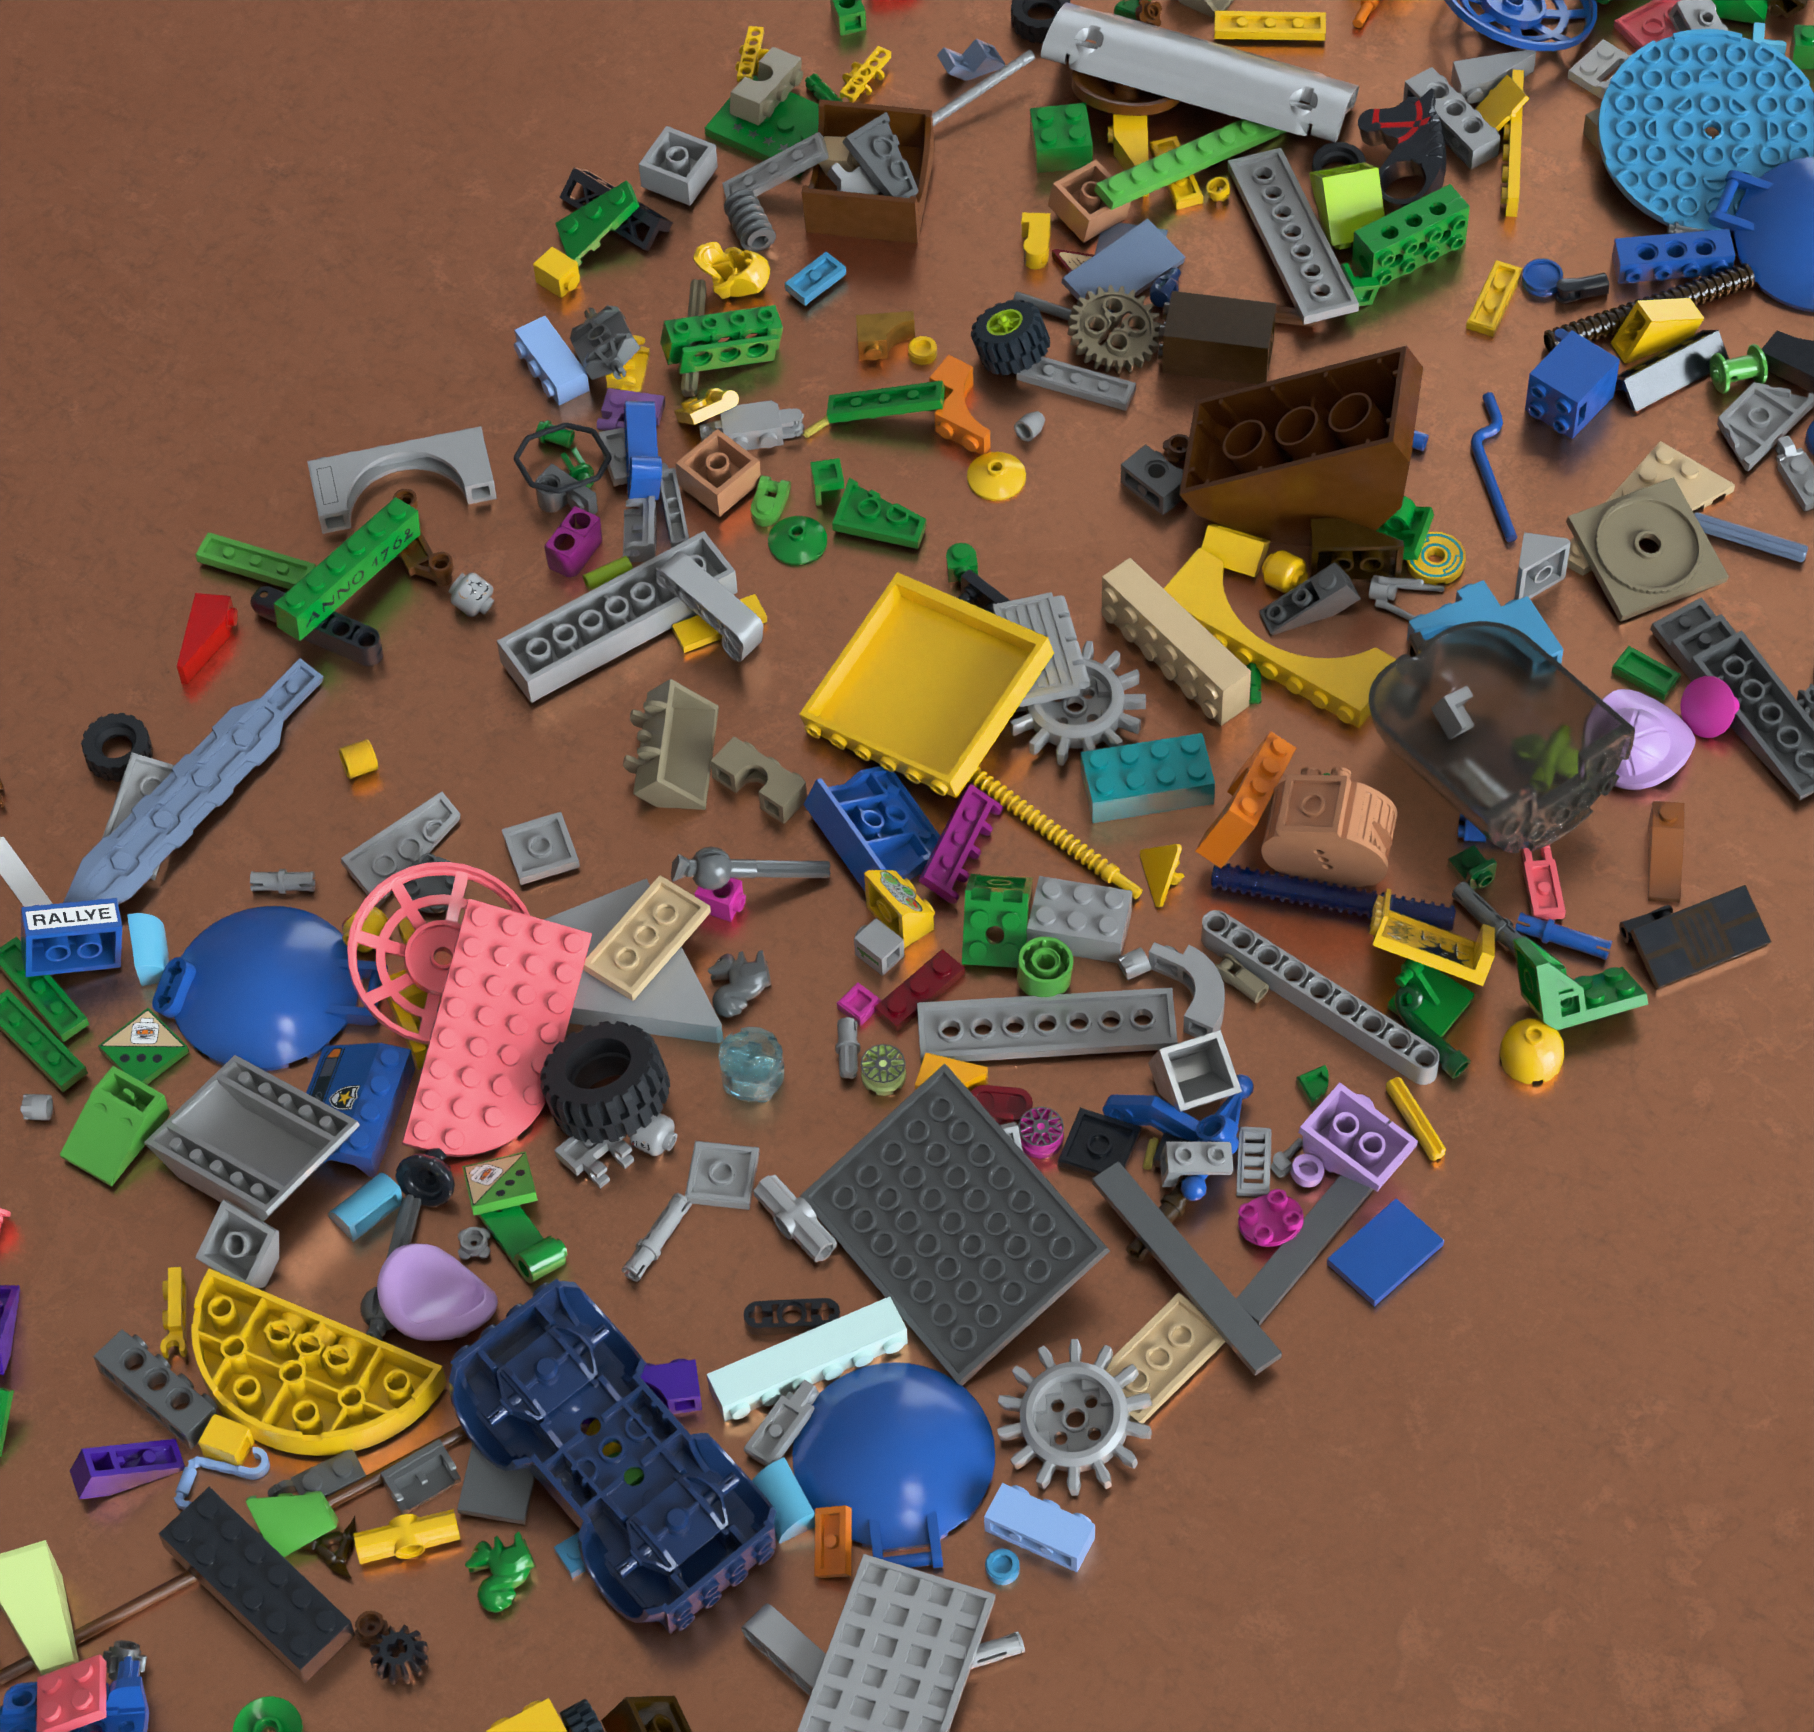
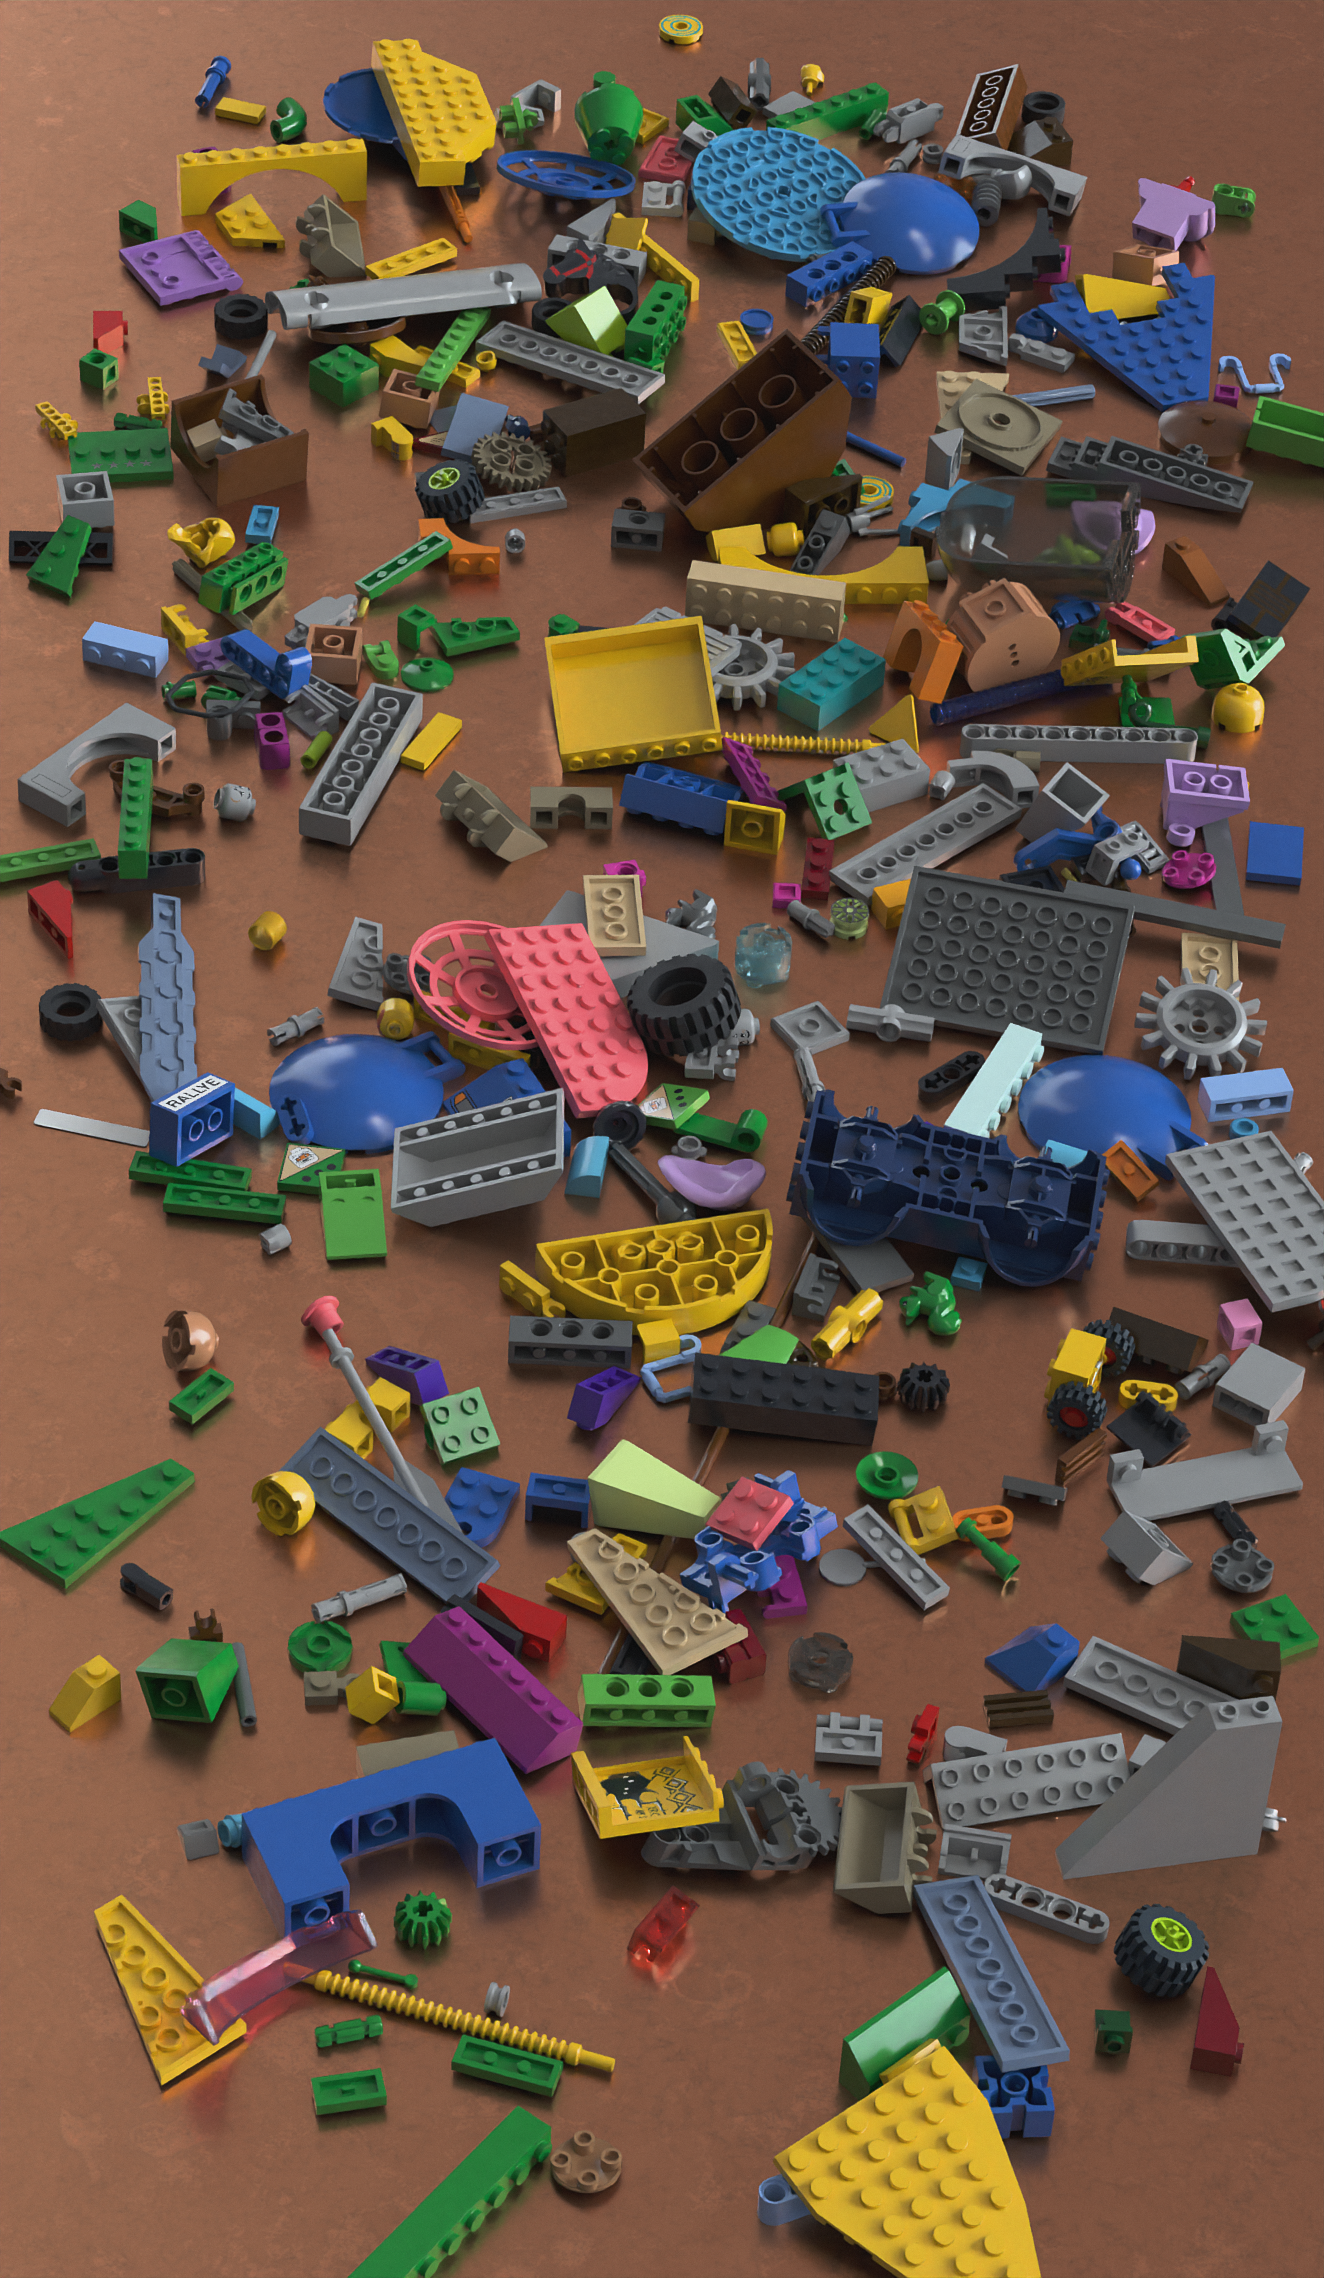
camera: 45 degrees left, 15 degrees down
(240, 1246) = (537, 1218): light grey slope -> none
(540, 848) = (459, 907): light grey plate -> none
(556, 272) = (66, 599): yellow brick -> none
(604, 342) = (161, 615): dark grey plate -> none
(713, 603) = (434, 715): light grey beam -> none
(713, 868) = (616, 853): dark grey piece -> none
(714, 403) = (281, 620): yellow plate -> none
(749, 220) = (173, 510): dark grey piece -> none
(776, 78) = (99, 428): dark tan arch -> none
(780, 167) = (165, 471): light grey tile -> none
(782, 1425) = (1020, 1128): light grey hinge -> none
(878, 946) = (764, 855): light grey brick -> none
(881, 332) = (348, 533): pearl gold arch -> none
(922, 350) = (386, 533): yellow tile -> none
(996, 484) = (522, 579): yellow dish -> none
(1044, 967) = (893, 808): bright green piece -> none
(1281, 1163) = (1160, 839): light grey hand -> none
(1314, 1084) = (1127, 793): green tile -> none
(1582, 287) = (790, 314): black bar -> none
(1708, 706) = (1142, 474): dark pink dish -> none

